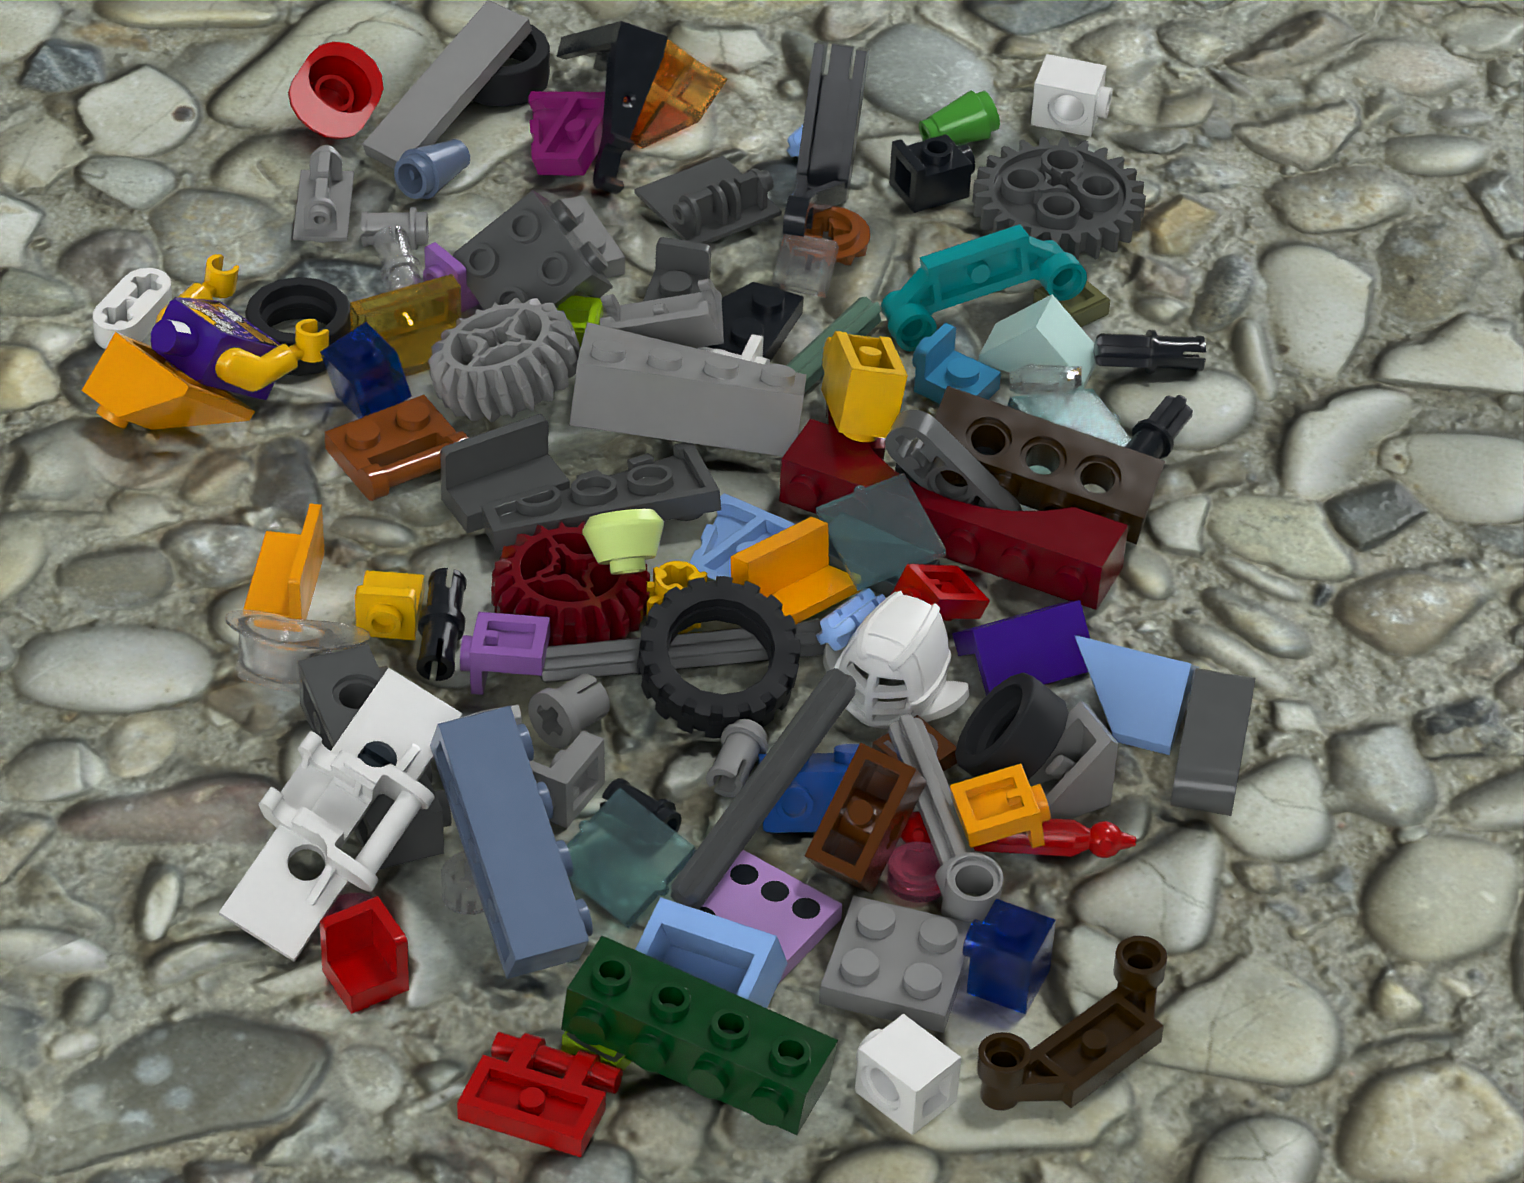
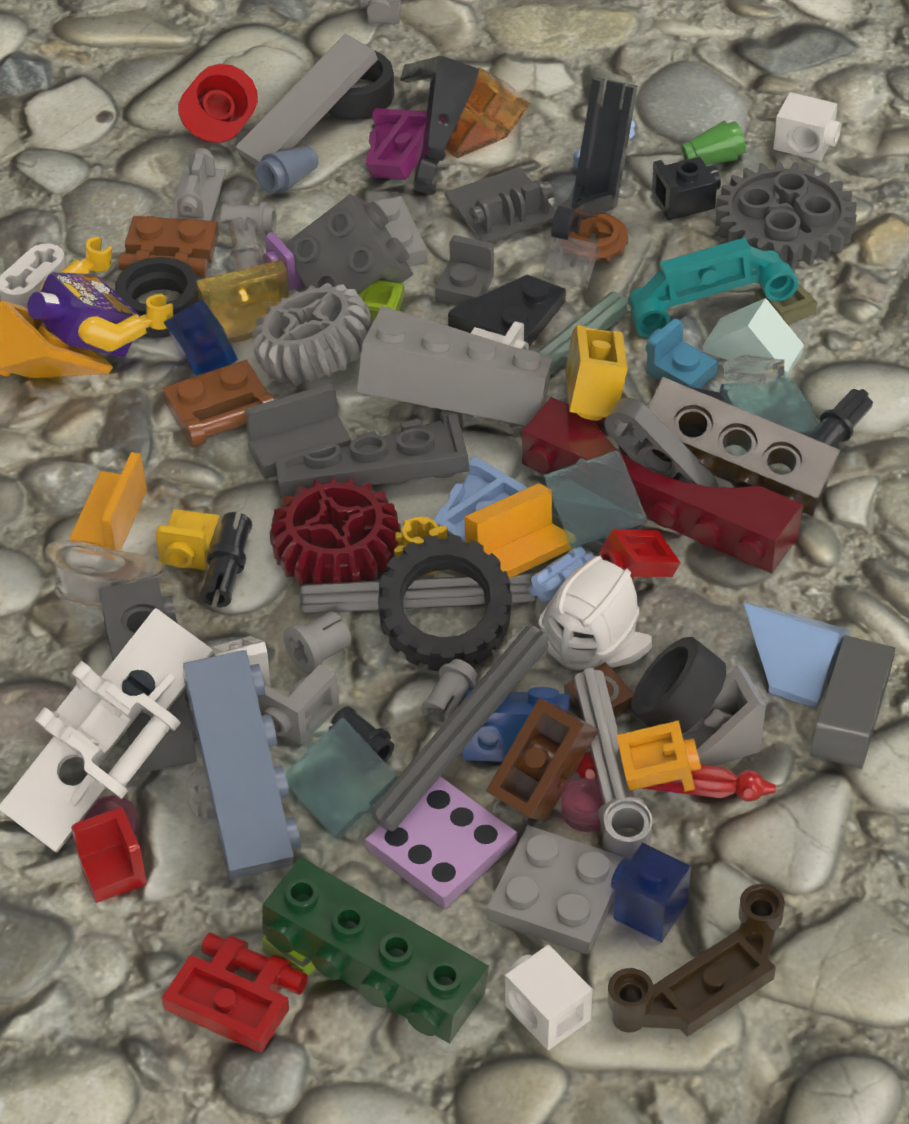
camera: 10 degrees right, 5 degrees up
(286, 255) = (181, 239): none -> dark orange plate
(504, 646) = (271, 583): medium lavender bracket -> none
(624, 538) = (376, 498): yellowish green cone -> none
(682, 319) = (455, 307): light grey hinge -> none
(715, 950) = (396, 877): light blue panel -> none
(1028, 643) = (706, 605): dark purple panel -> none
(1149, 351) = (844, 348): black axle -> none

